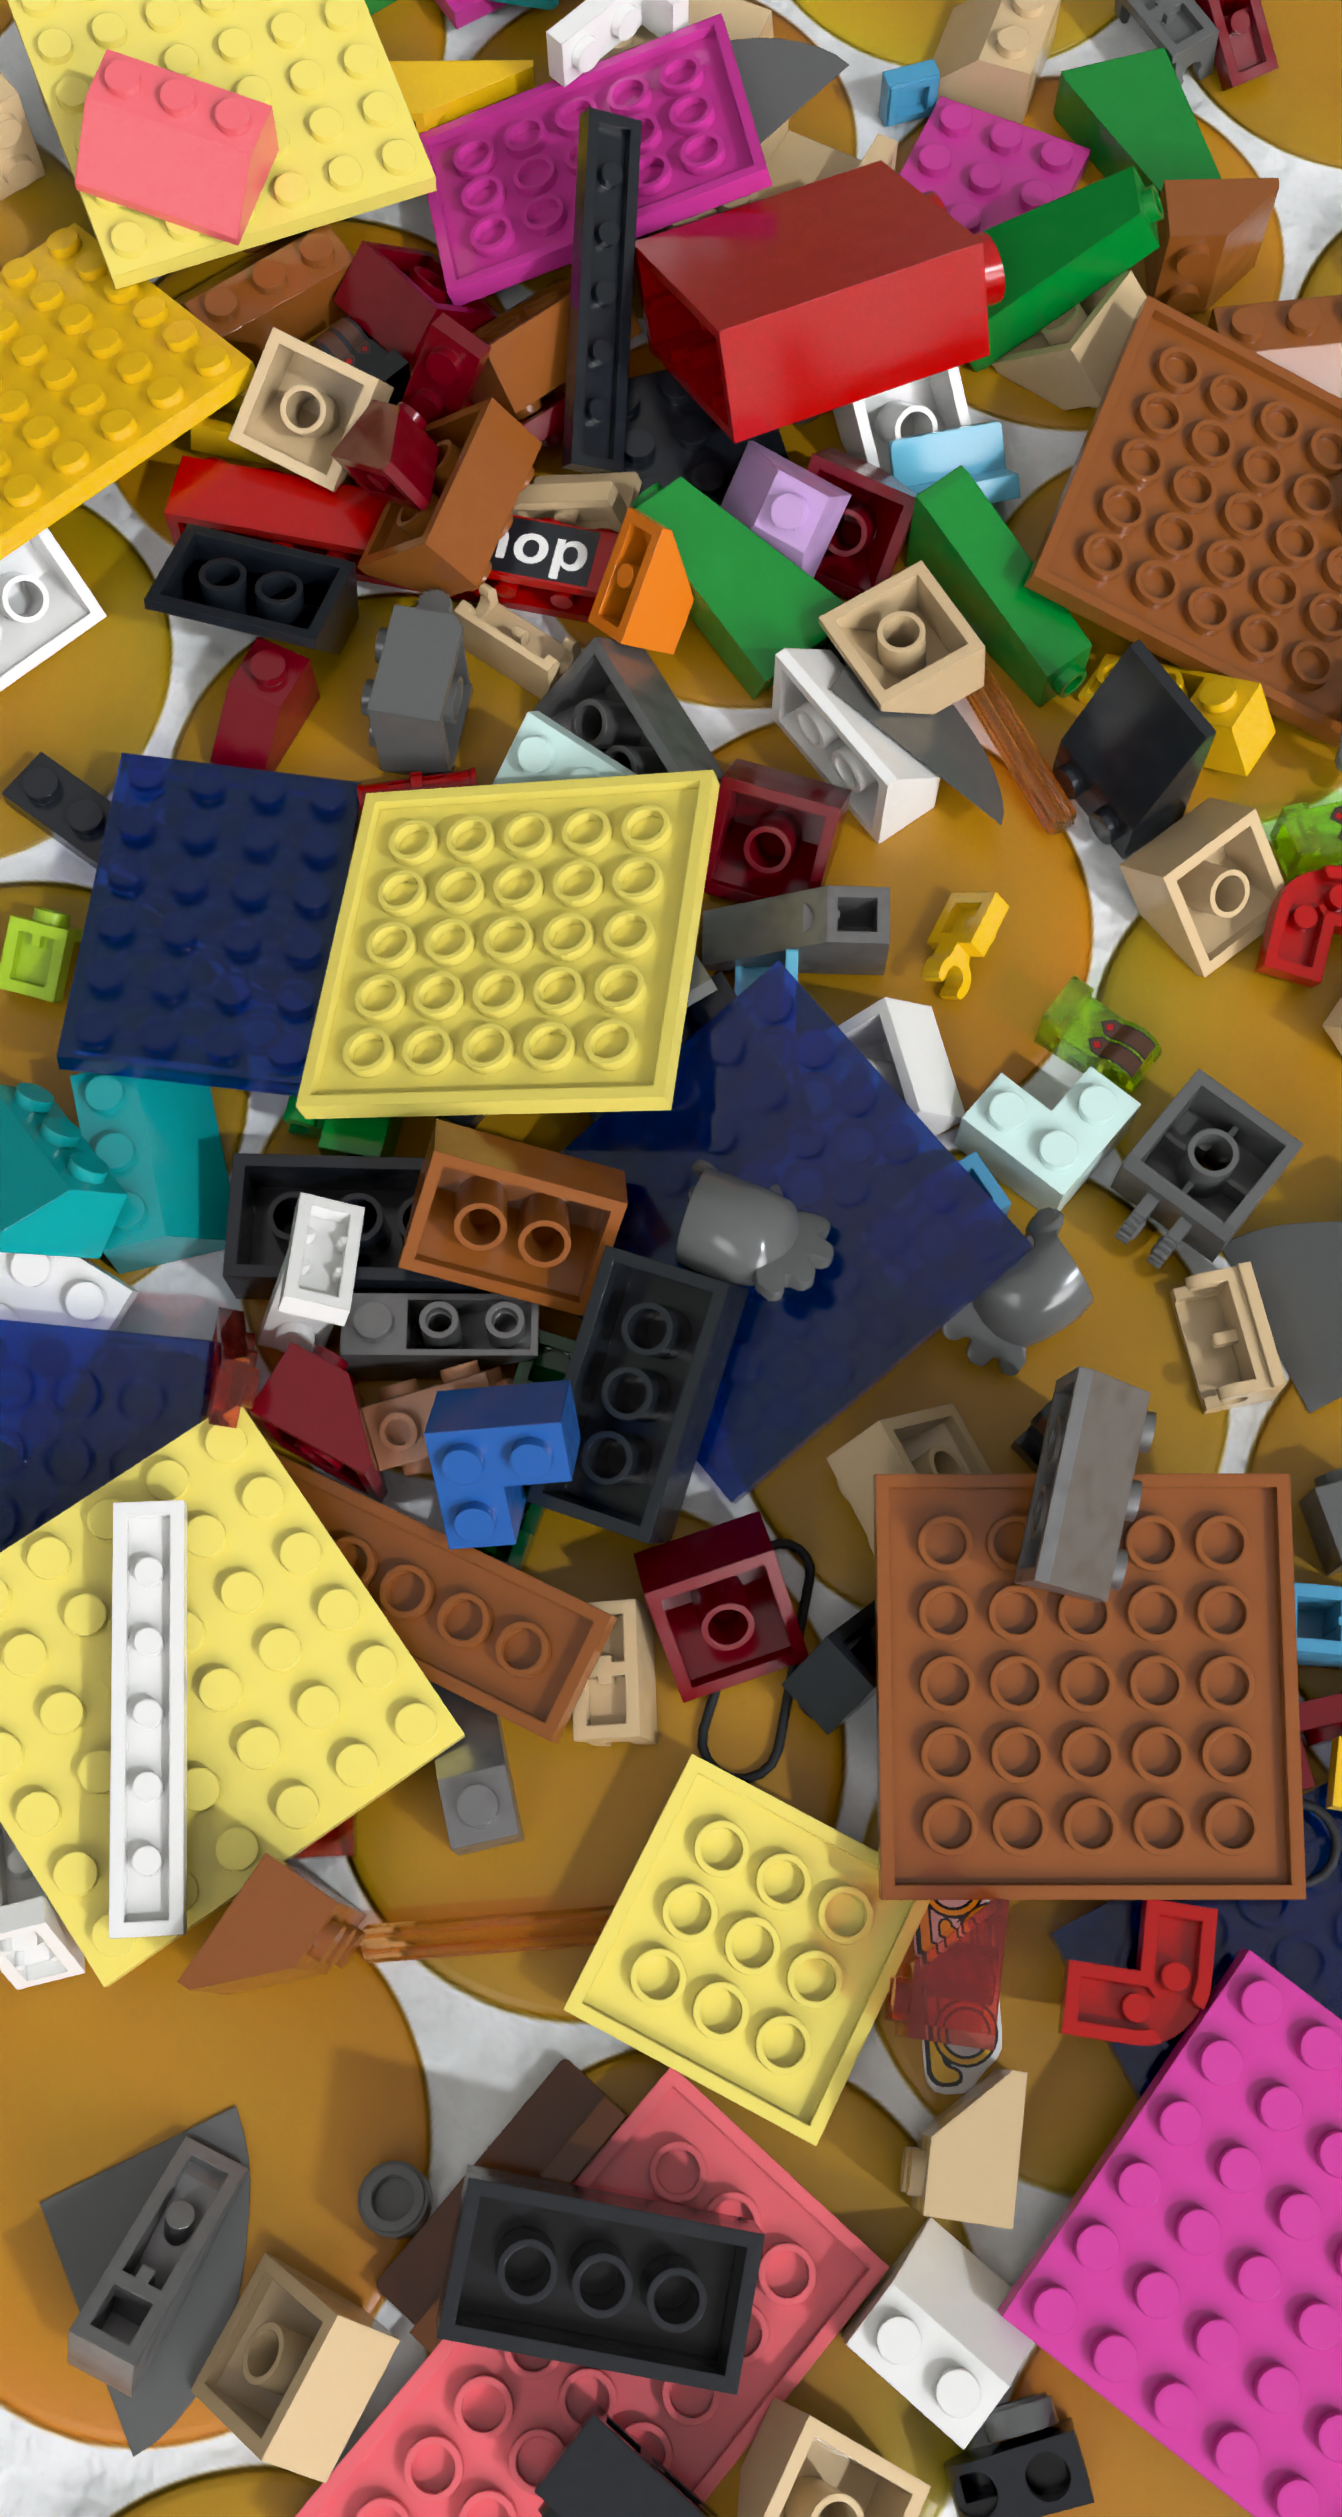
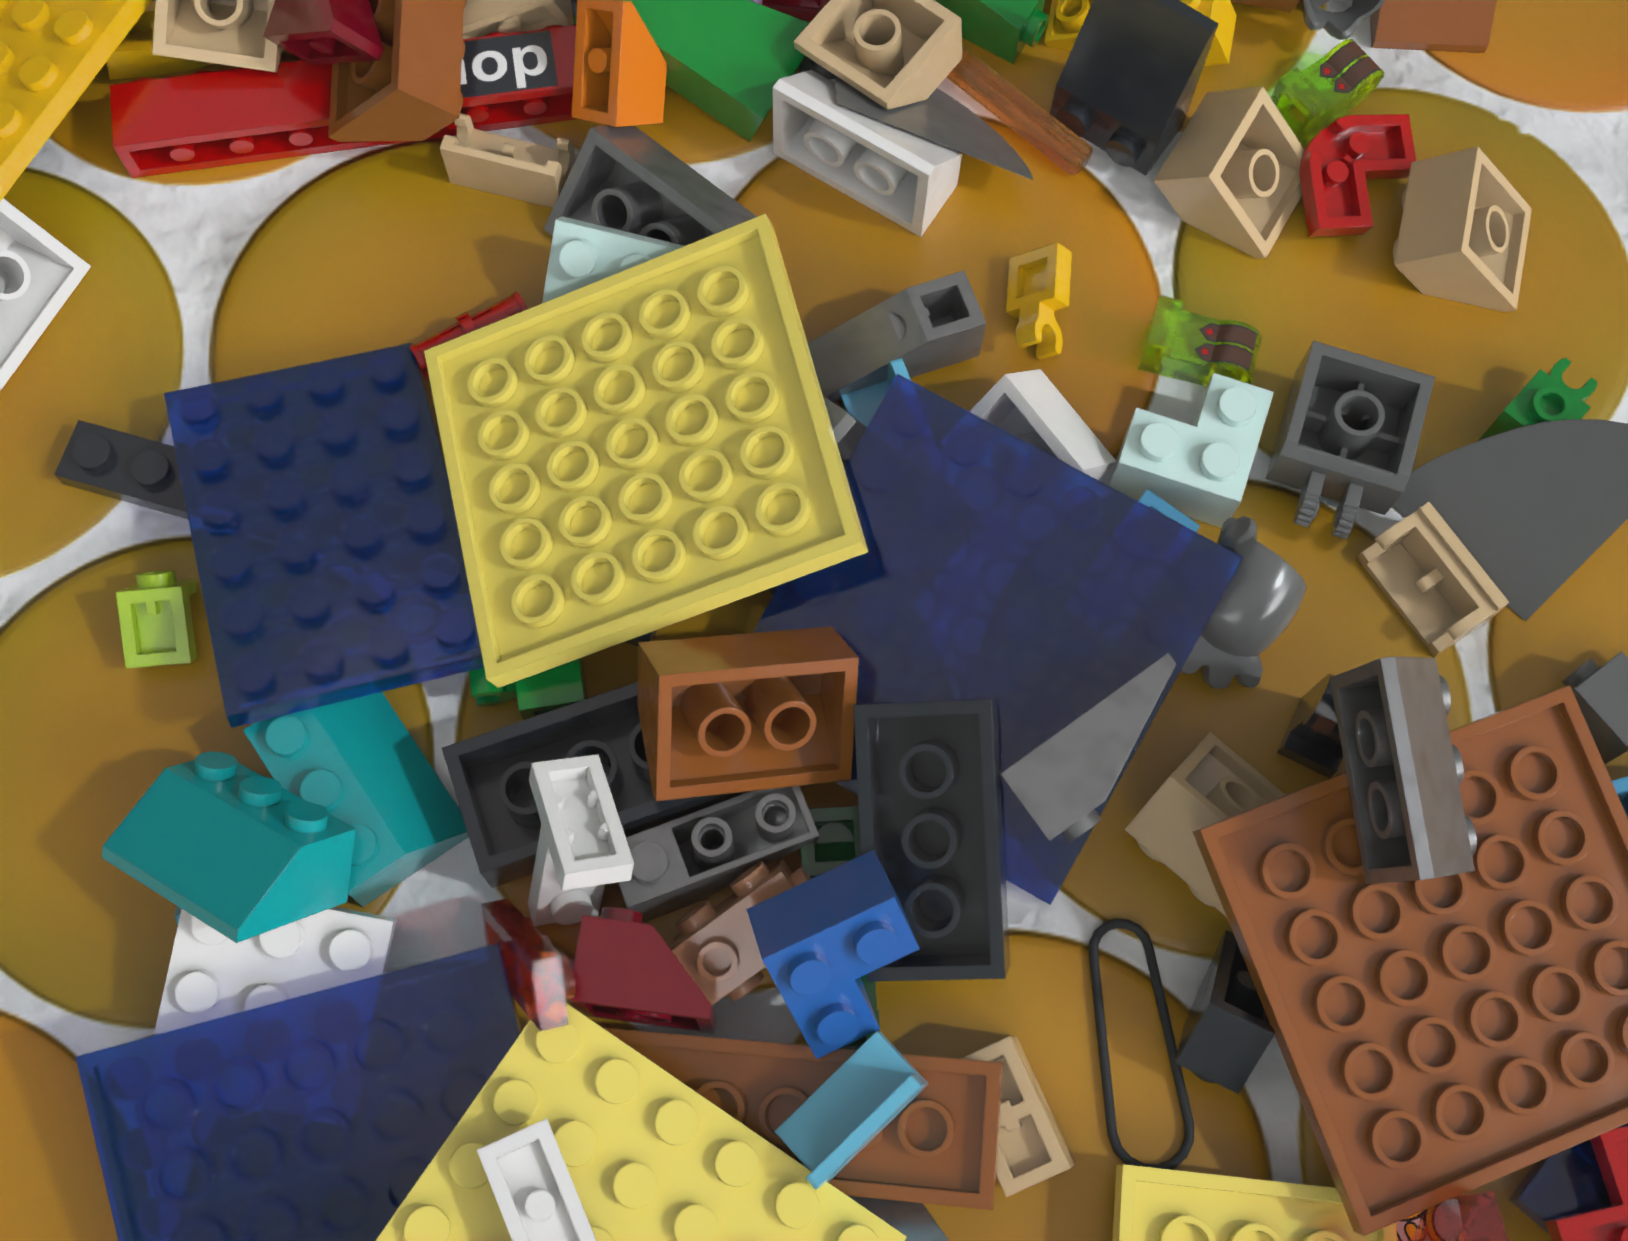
camera: 25 degrees left, 0 degrees up
(258, 589) = (237, 189): black slope -> none
(264, 707) = (287, 302): dark red slope -> none
(419, 688) = (436, 232): dark grey hinge -> none
(461, 1604) = (851, 1108): none -> medium azure panel
(721, 1606) = (1086, 1007): dark red slope -> none
(750, 1235) = (983, 644): dark grey piece -> none
(772, 833) = (833, 255): dark red slope -> none
(803, 1375) = (1080, 763): none -> flat silver slope

